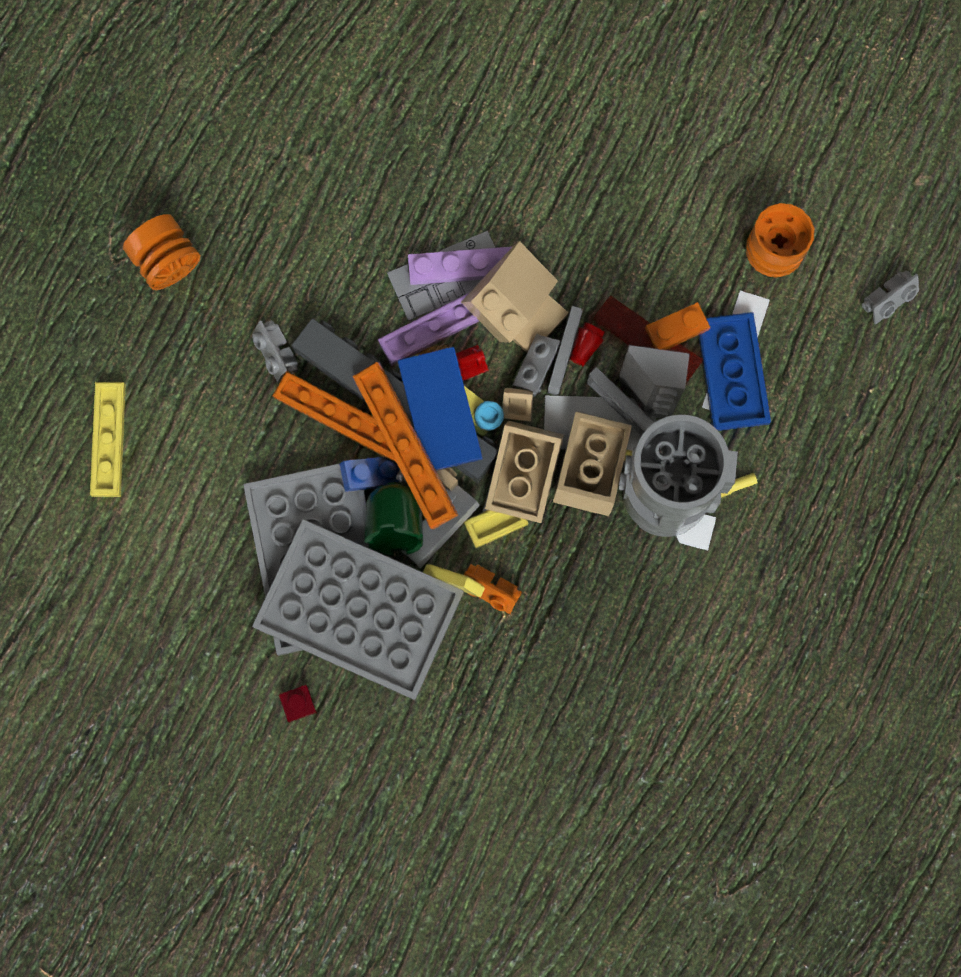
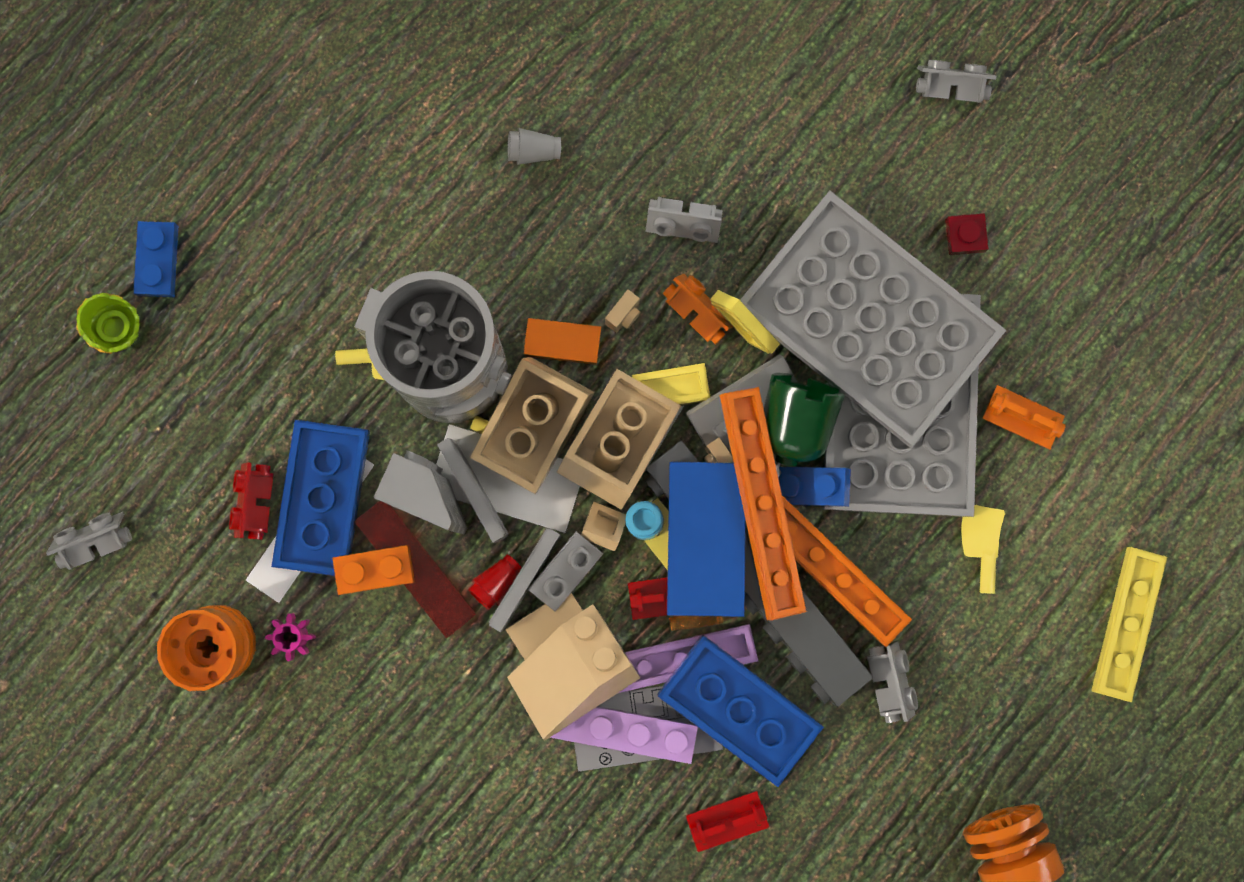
camera: 165 degrees left, 5 degrees up
(221, 571) = (1024, 417): none -> orange hinge
(232, 470) = (981, 540): none -> light yellow piece
(322, 828) = (969, 82): none -> light grey hinge
(371, 223) = (727, 821): none -> red hinge
(382, 300) = (740, 710): none -> blue tile
(534, 651) = (667, 219): none -> light grey hinge
(547, 566) = (624, 312): none -> tan plate
(588, 535) = (562, 341): none -> orange tile
(655, 679) = (532, 147): none -> light grey cone
(719, 272) = (285, 645): none -> dark pink gear
(782, 343) = (249, 487): none -> red hinge
(915, 514) = (156, 259): none -> blue plate
(933, 454) = (107, 322): none -> lime hair

